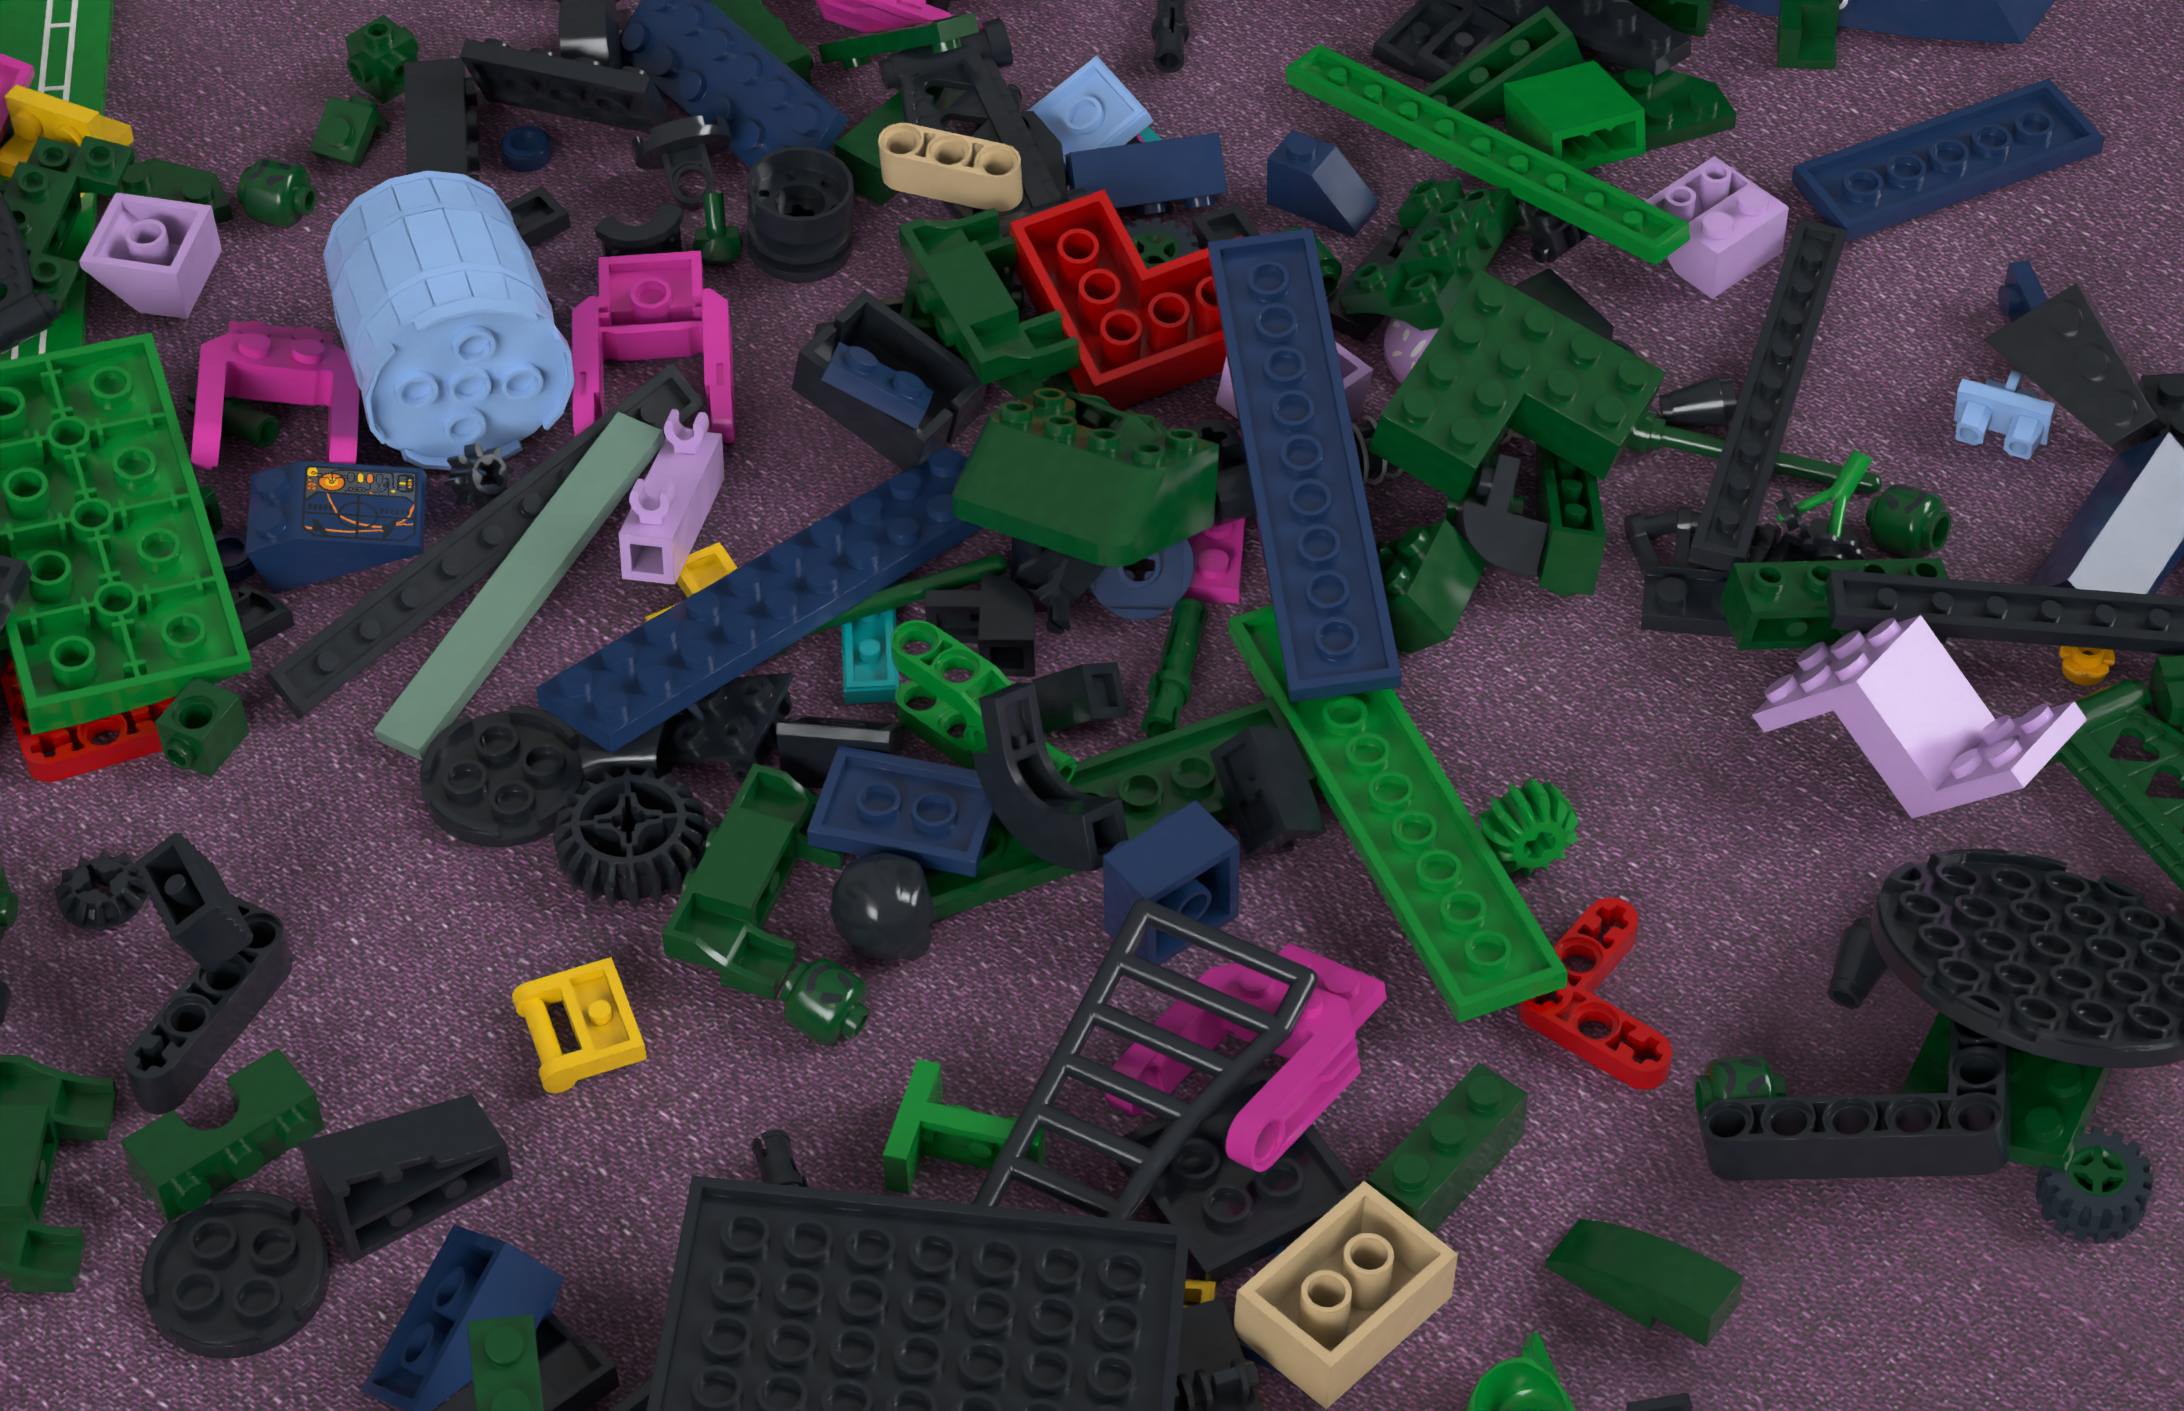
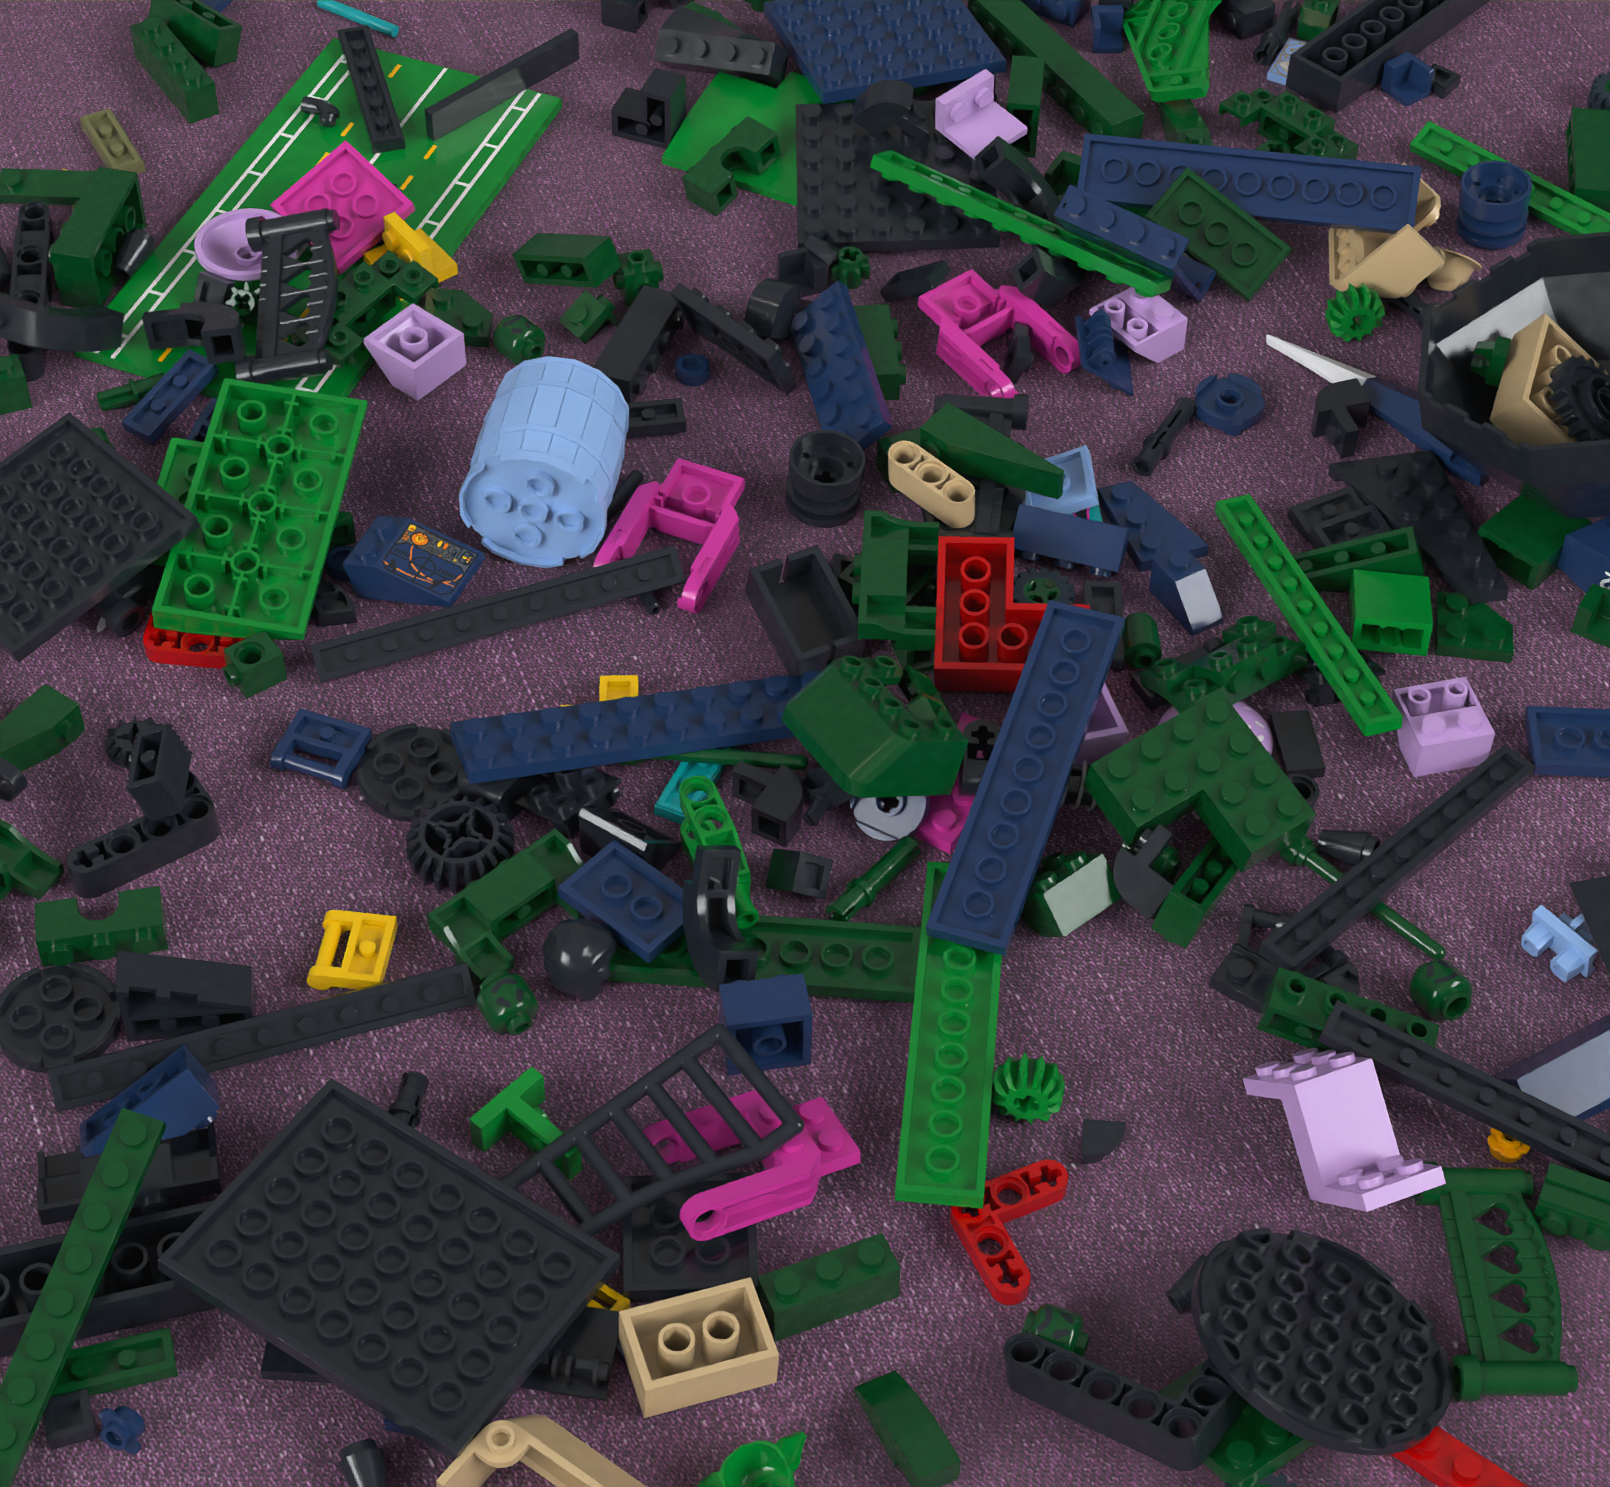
camera: 25 degrees right, 0 degrees up
(242, 421) = (401, 474): dark green axle -> none
(280, 367) = (429, 445): dark pink plate -> none
(281, 67) = (567, 259): none -> dark green brick
(362, 781) = (324, 738): none -> dark blue plate
(465, 477) = (509, 571): black gear -> none
(519, 586) = (498, 651): sand green tile -> none
(536, 1173) = (269, 1033): none -> black plate
(655, 237) = (728, 459): black piece -> none
(671, 502) = (620, 637): lavender brick -> none
(681, 149) = (781, 407): black tile -> none
(716, 241) = (768, 476): dark green plate -> none
(892, 392) = (787, 611): dark blue plate -> none
(940, 33) = (943, 382): dark green plate -> none
(1002, 103) = (985, 453): none -> dark green slope
(1245, 131) = (1152, 526): none -> dark blue wing
(1267, 790) = (873, 988): black hinge -> none
(1636, 852) = (1100, 1139): none -> black tile
(1827, 538) = (1376, 979): plant -> none

